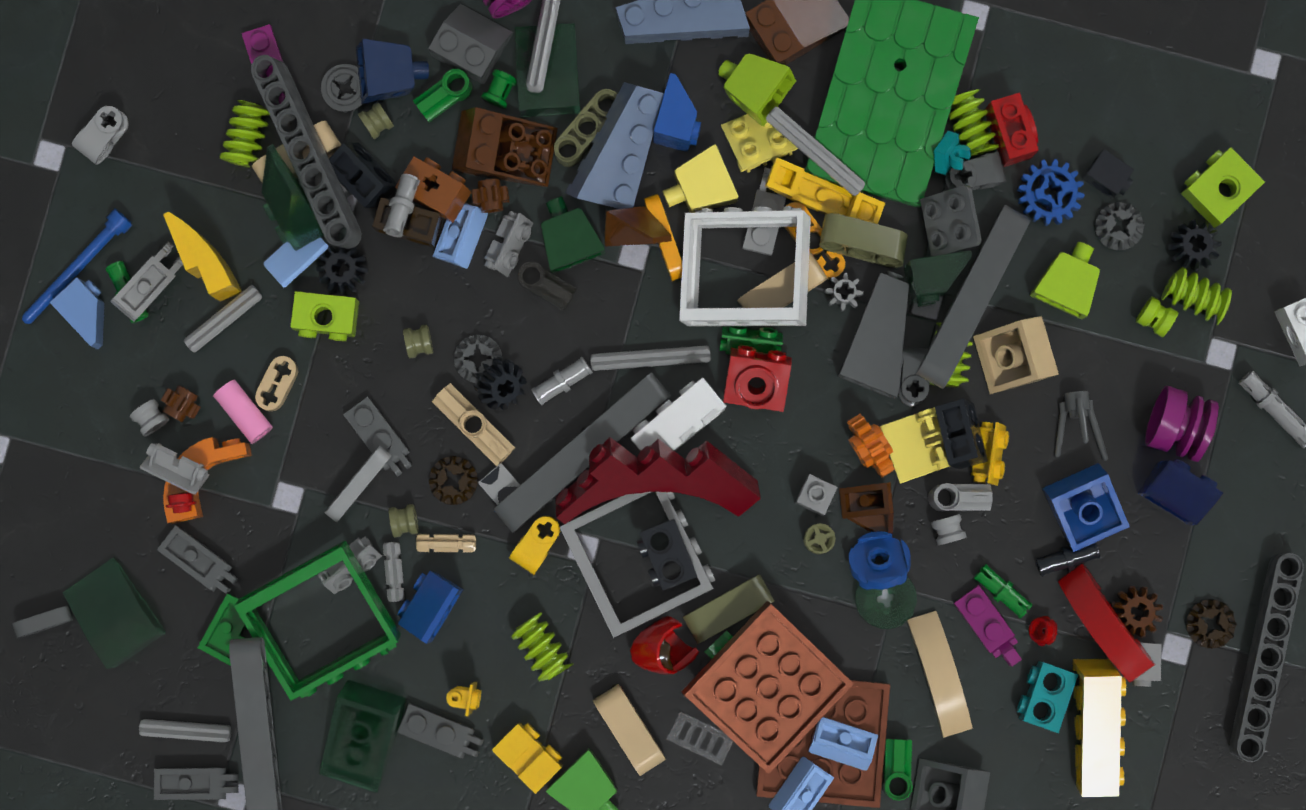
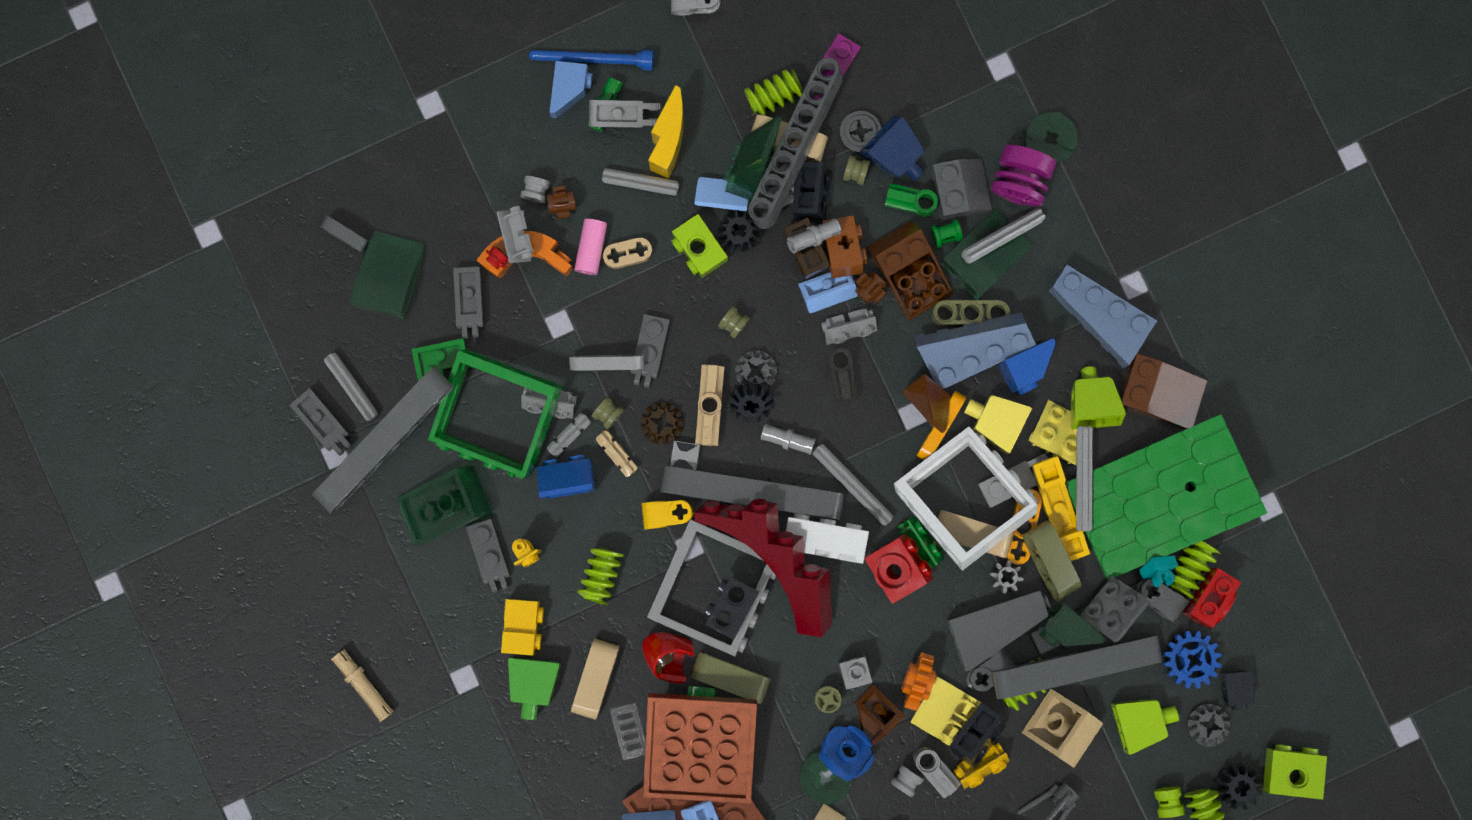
camera: 50 degrees right, 0 degrees up
(569, 237) = (887, 363): dark green torso -> none

